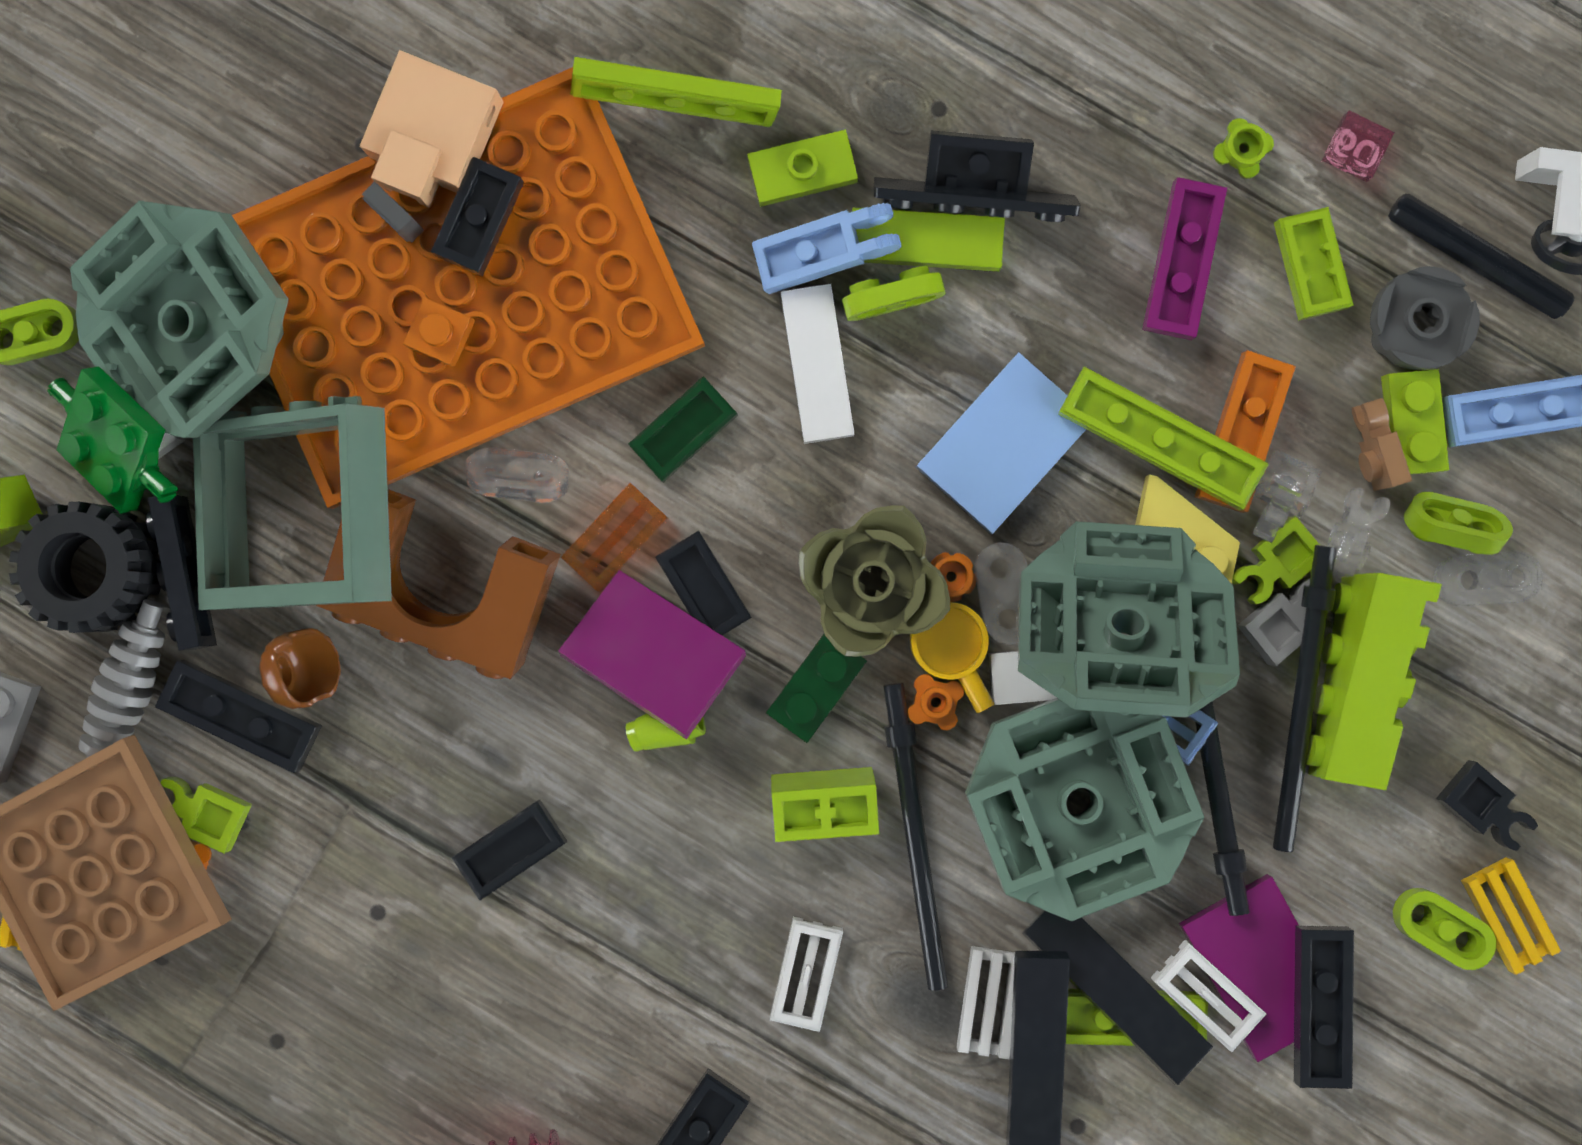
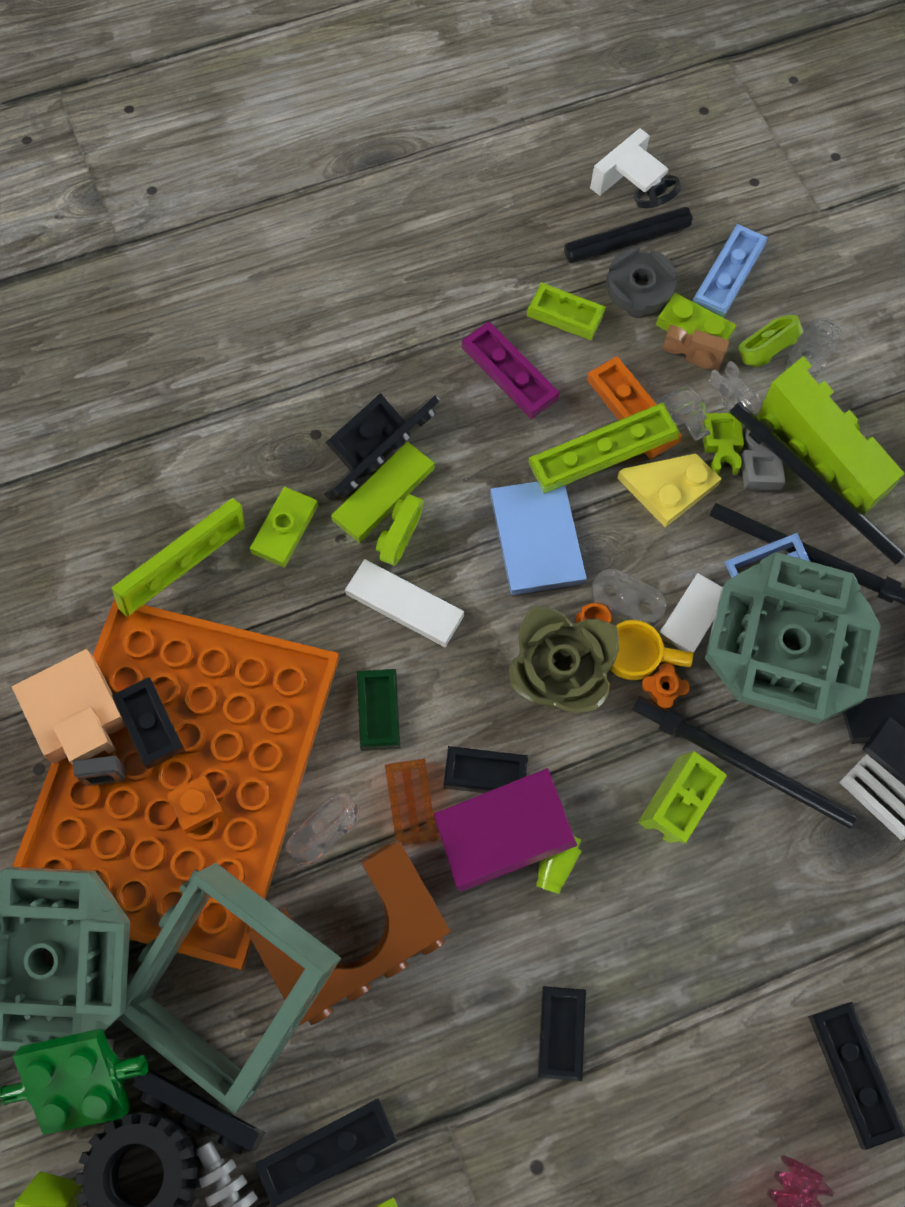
camera: 50 degrees left, 20 degrees down
(300, 668) = (330, 1076): dark orange hair -> none
(815, 689) = (602, 751): dark green plate -> none
(815, 931) = (776, 909): white tile -> none
(822, 247) = (340, 546): light blue hinge -> none
(1133, 583) = (700, 533): sand green piece -> none
(1249, 134) = (476, 293): lime plate -> none
(1358, 146) = (519, 250): clear pink tile -> none

